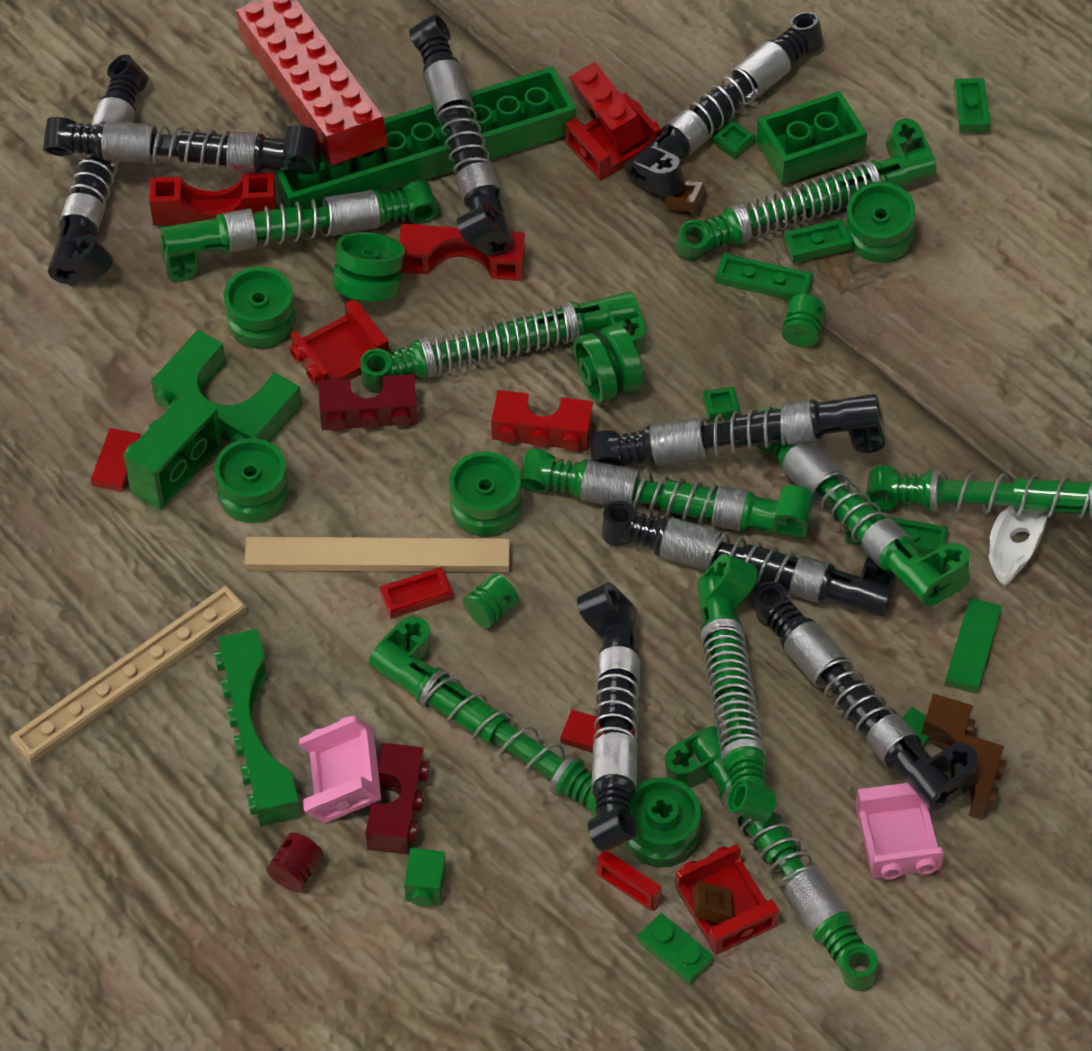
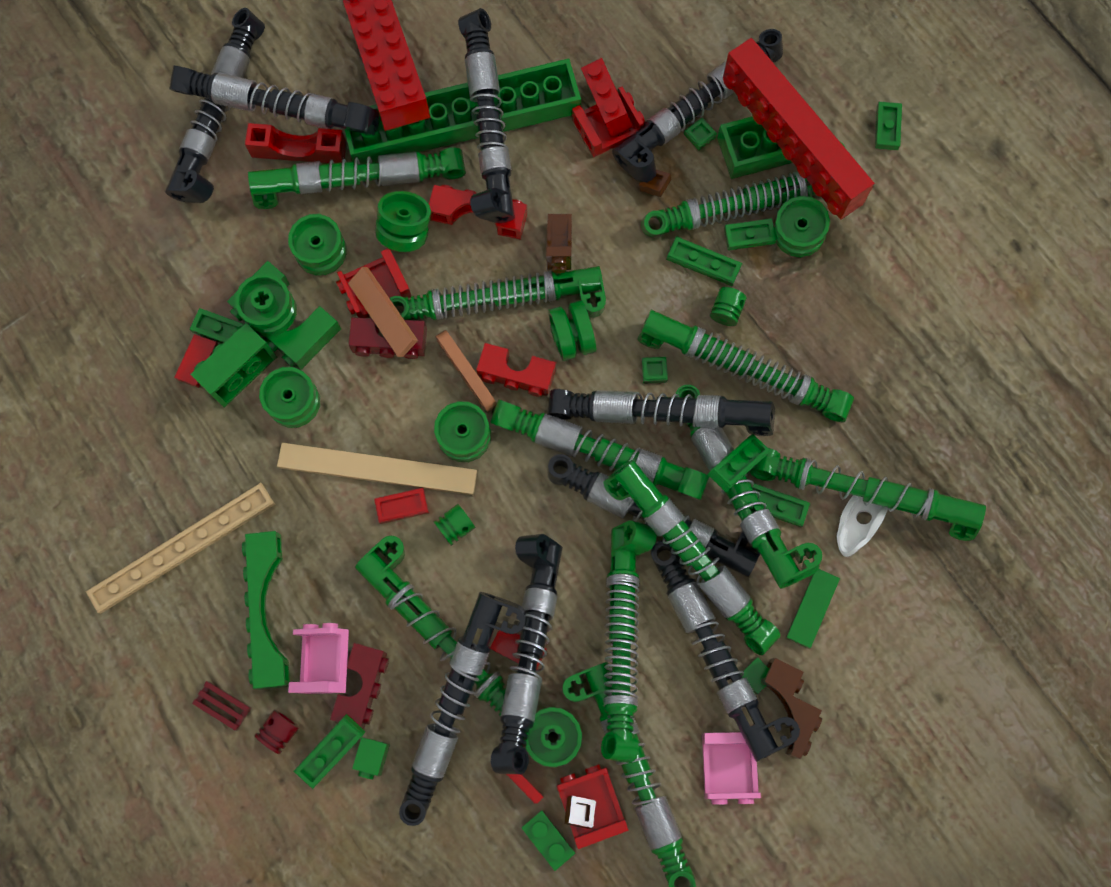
camera: 10 degrees right, 20 degrees up
(132, 414) = (213, 326): none -> green plate
(210, 368) = (266, 304): none -> green wheel
(219, 836) = (203, 695): none -> dark red tile
(360, 366) = (383, 312): none -> nougat tile
(369, 873) = (329, 751): none -> green tile
(472, 424) = (466, 371): none -> nougat beam
(538, 735) = (440, 737): none -> black piece
(575, 269) = (559, 242): none -> reddish brown arch
(767, 357) = (695, 342): none -> green piece
(845, 618) = (716, 582): none -> green piece
(847, 473) = (739, 462): none -> green tile
(855, 106) = (796, 129): none -> red brick

